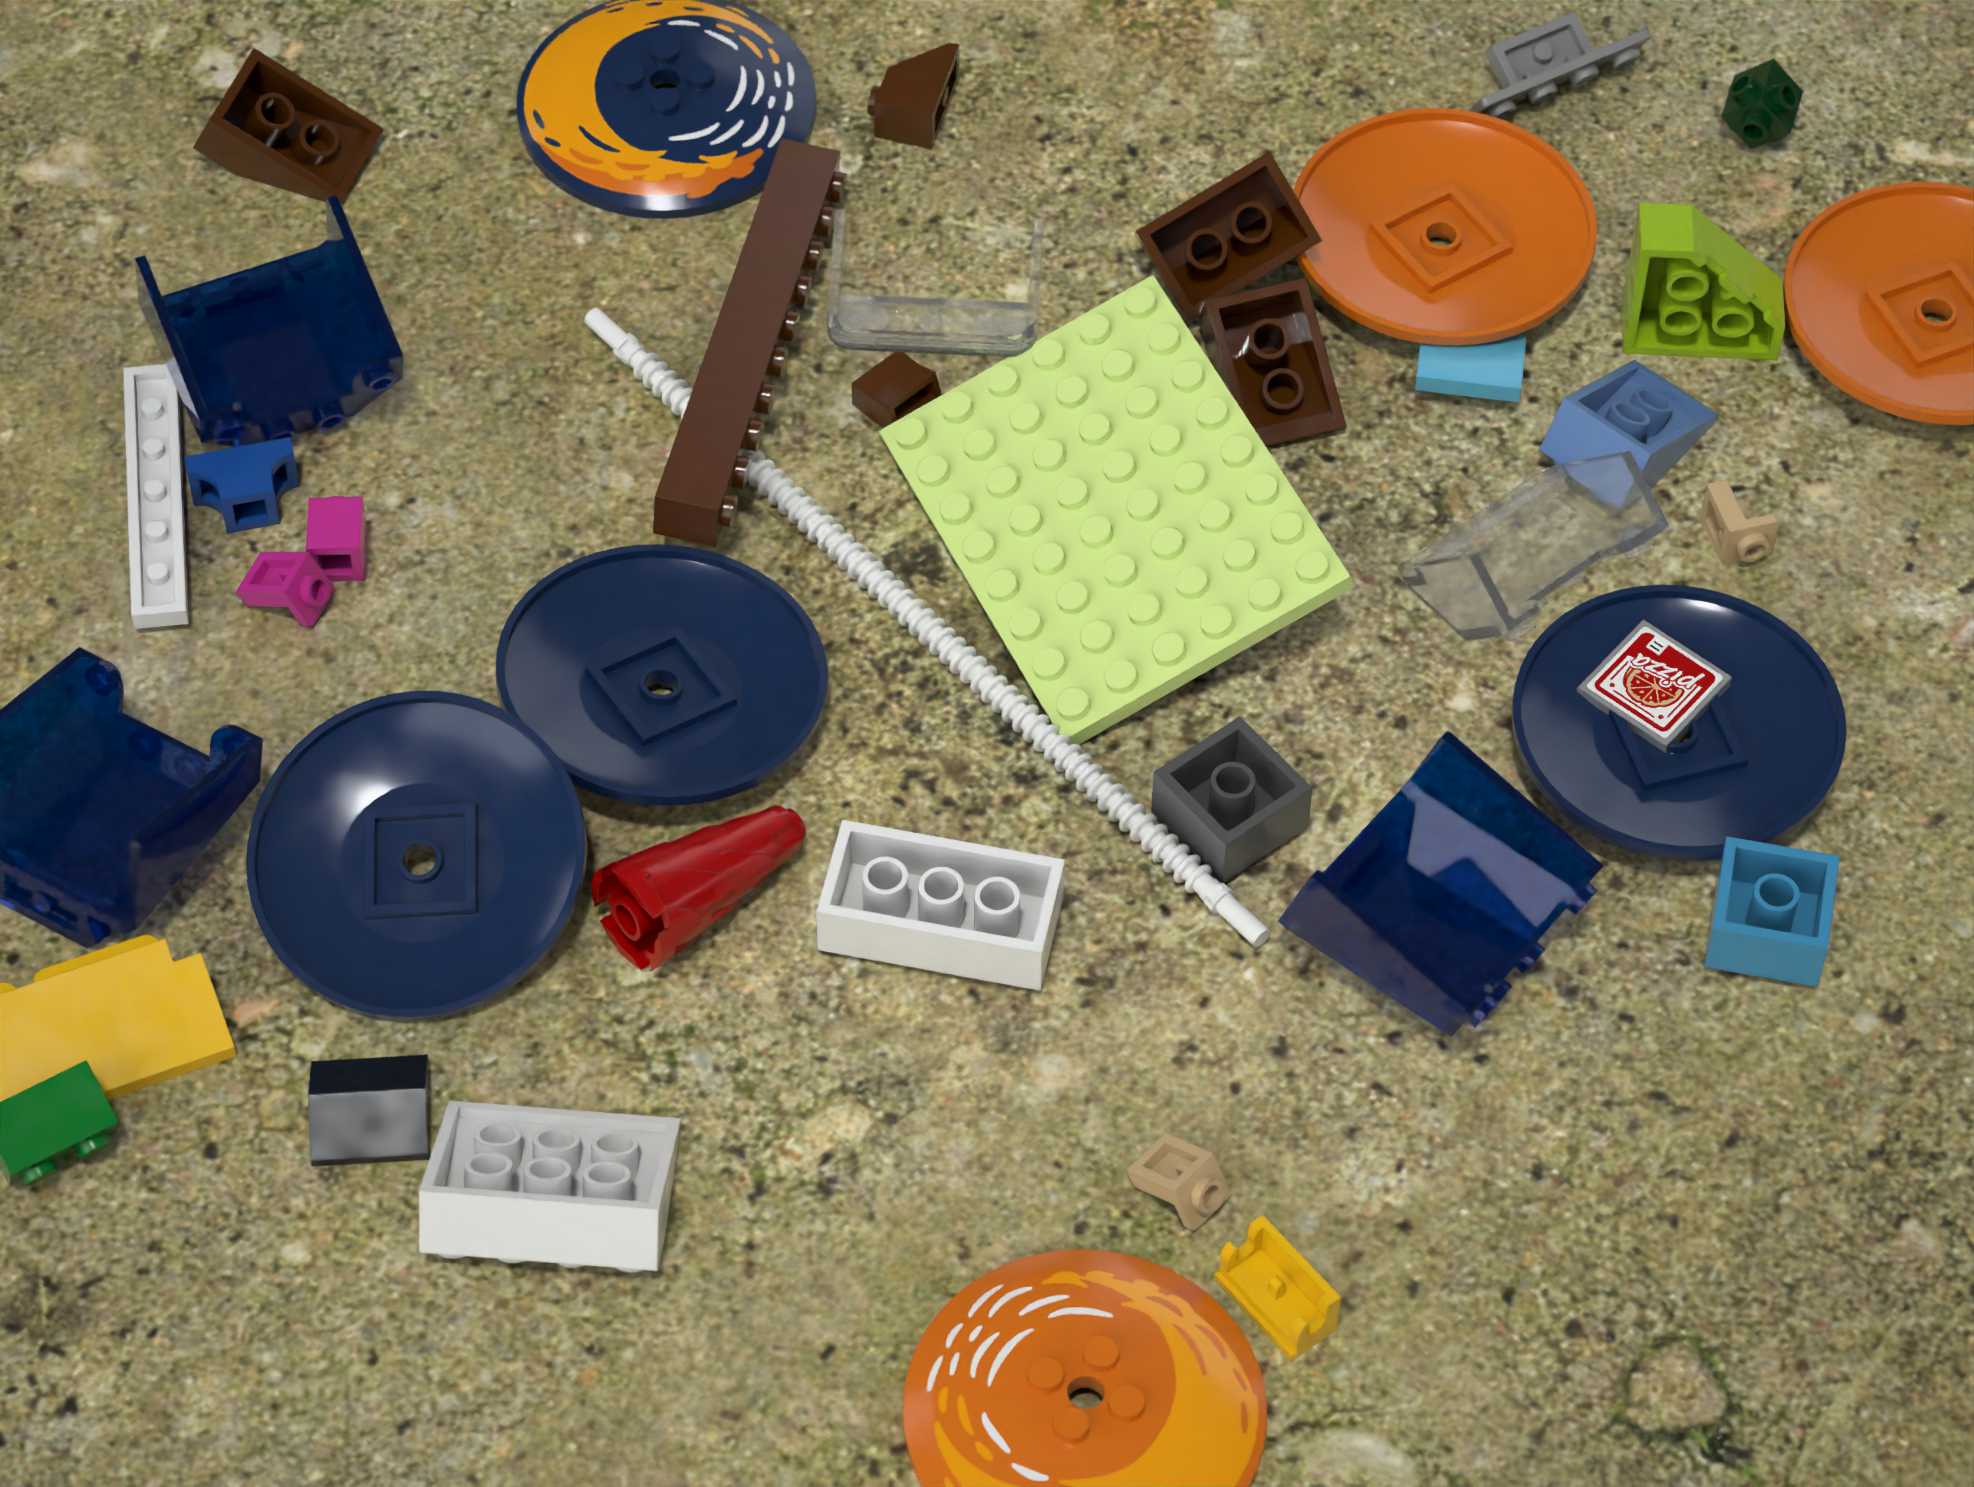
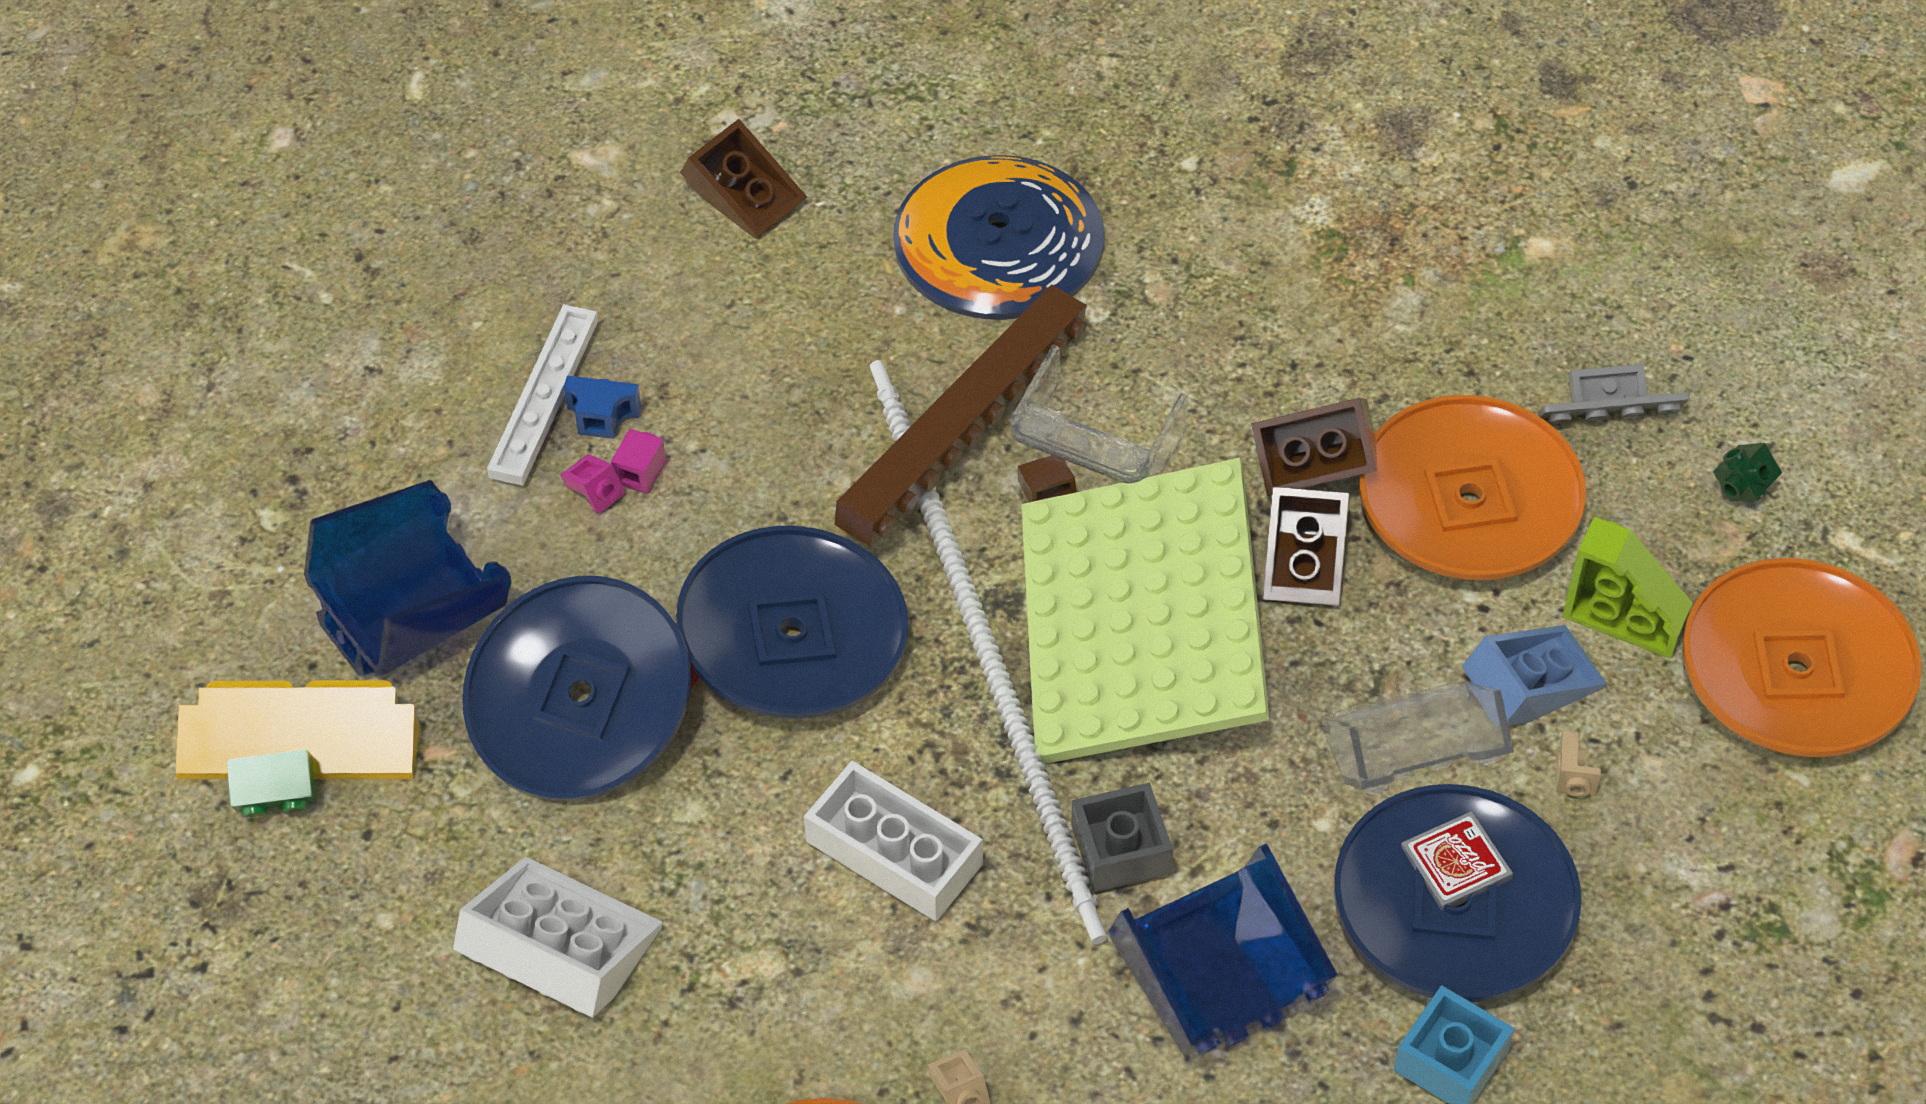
camera: 25 degrees right, 0 degrees up
(276, 342) = (655, 319): clear blue windscreen -> none
(369, 1110) = (473, 843): slope -> none
(684, 886) = (738, 768): red cone -> none
(915, 97) = (1162, 283): reddish brown slope -> none
(1474, 370) = (1447, 596): medium azure slope -> none

